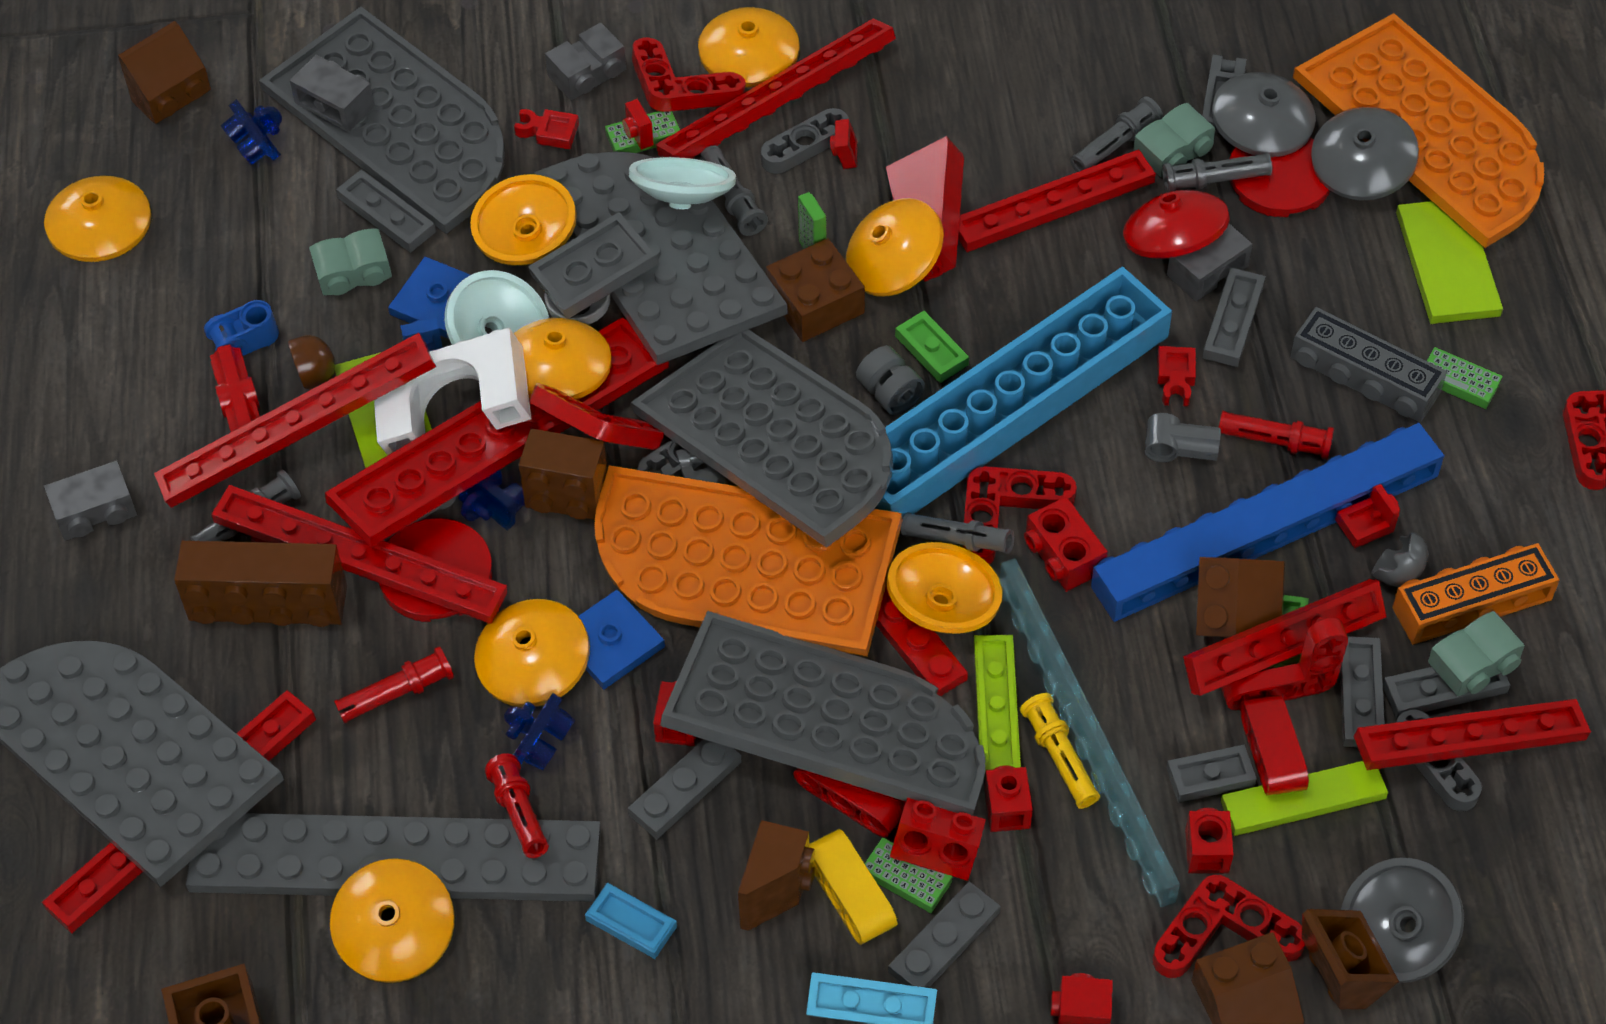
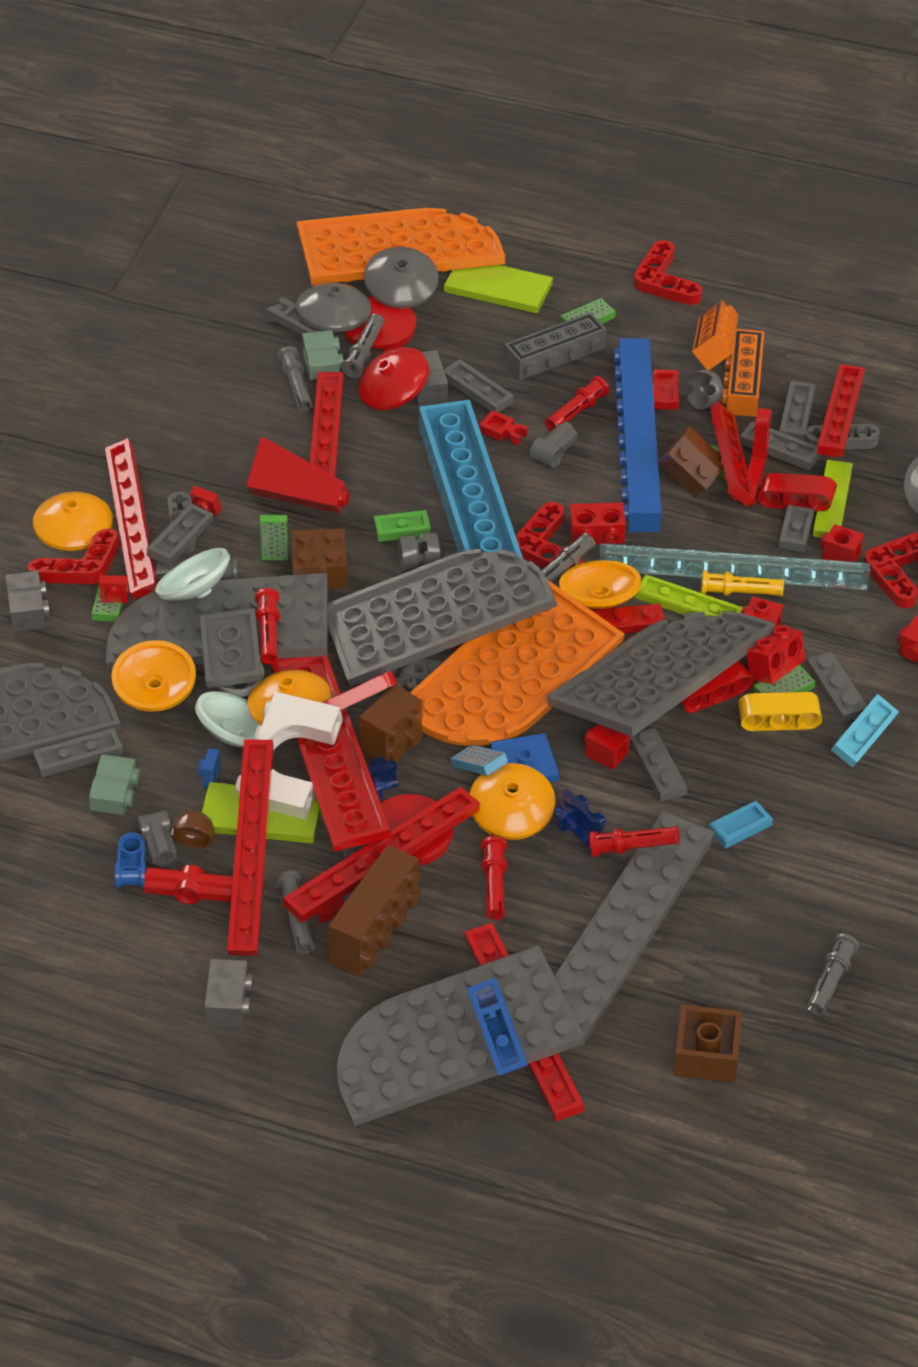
camera: 65 degrees left, 10 degrees down
(118, 771) = (497, 1026): none -> blue slope
(299, 322) = (156, 831): none -> dark grey piece
(407, 942) = (671, 946): light orange dish -> none
(427, 293) = (174, 752): blue plate -> none
(551, 129) = (71, 640): red plate -> none
(570, 588) = (479, 760): none -> dark azure tile
(660, 276) = (268, 616): none -> red pin
(761, 142) = (179, 534): none -> dark grey plate
(775, 873) = (757, 734): reddish brown slope -> none
(895, 246) = (334, 503): light orange dish -> none
(1476, 654) = (794, 383): sand green brick -> none
(1493, 523) = (715, 335): none -> orange brick

